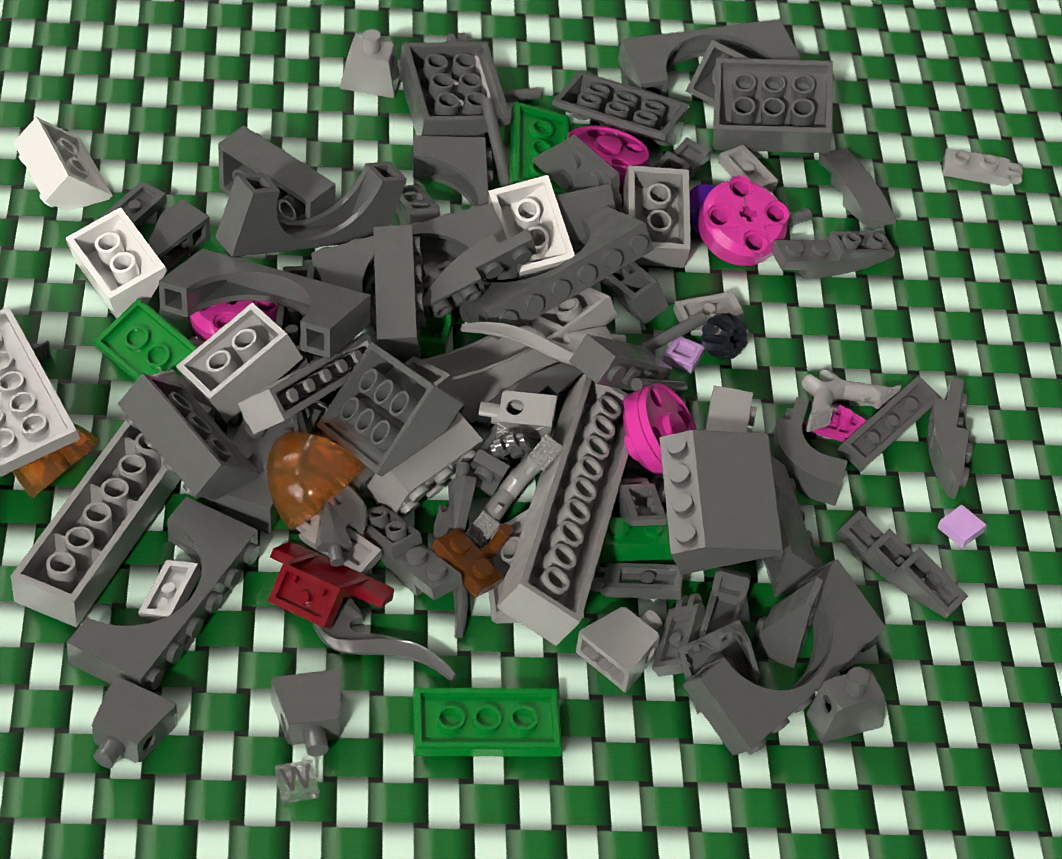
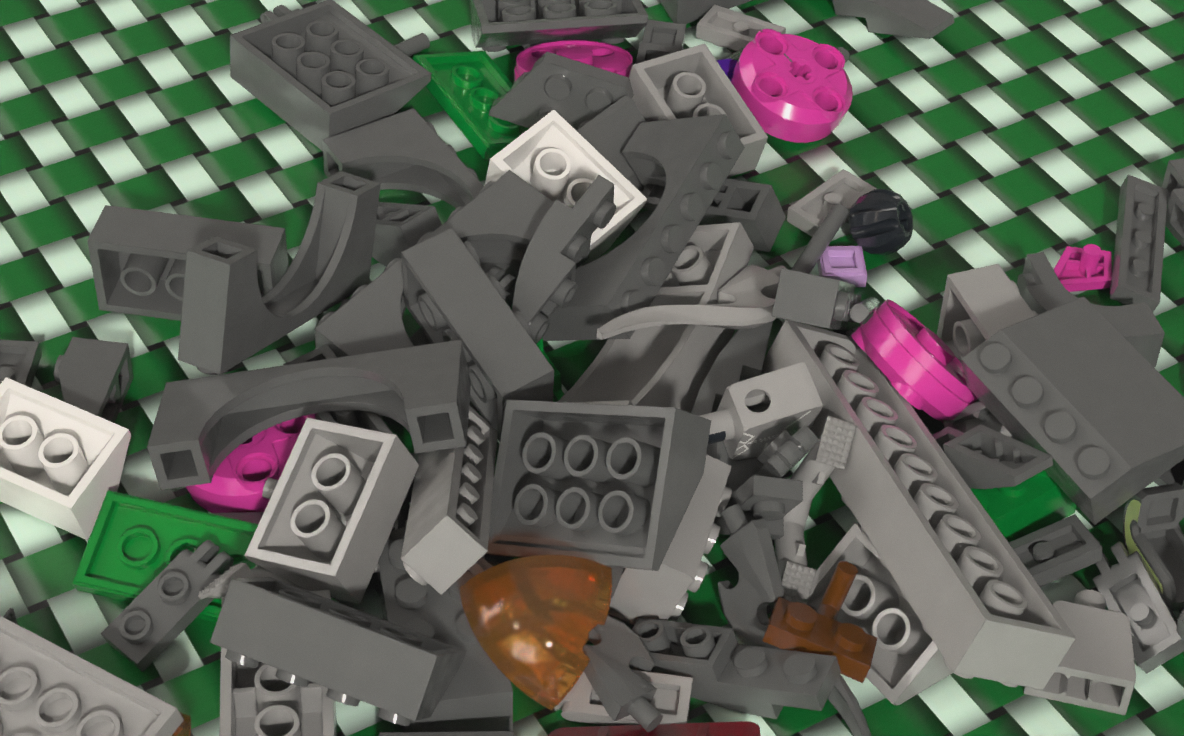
camera: 25 degrees left, 5 degrees down
(114, 382) = (166, 605): none -> dark grey hinge
(371, 66) = (198, 81): light grey torso -> none
(496, 141) = (432, 108): dark grey bar -> none
(833, 388) = (1045, 234): light grey piece -> none
(837, 255) = (917, 84): dark grey slope -> none

